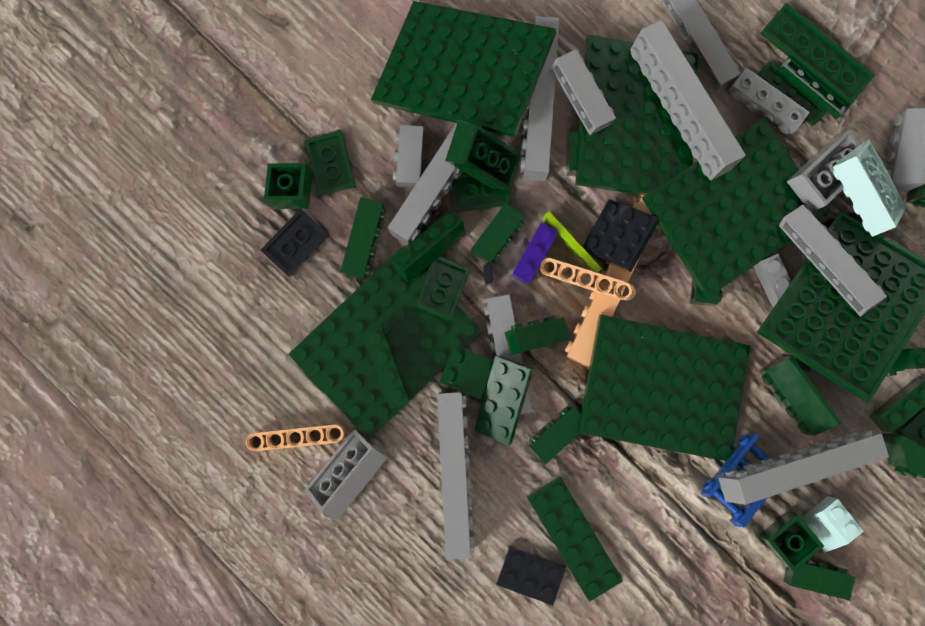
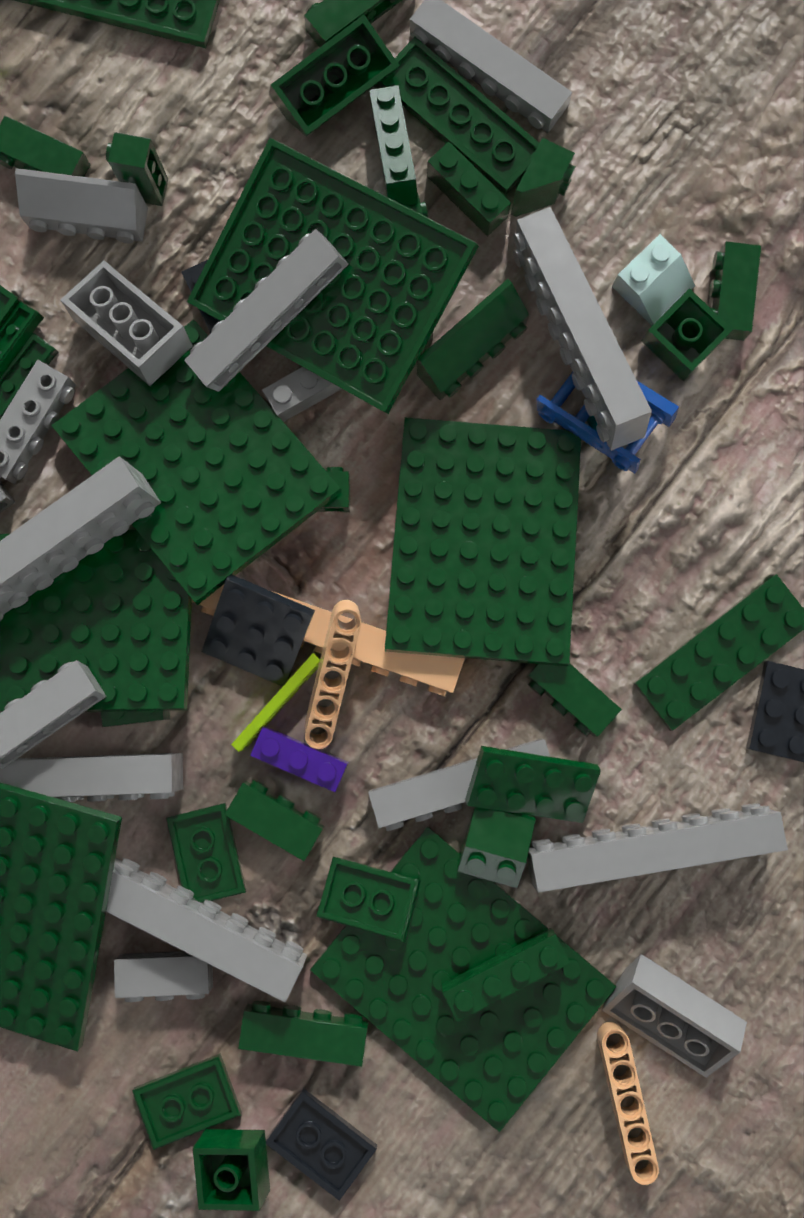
camera: 95 degrees left, 0 degrees up
(428, 246) = (306, 929): dark green brick -> none
(483, 156) = (155, 864): dark green brick -> none
(488, 278) = (340, 828): black tile -> none
(536, 335) = (427, 744): dark green brick -> none
(870, 189) = (149, 262): light aqua slope -> none

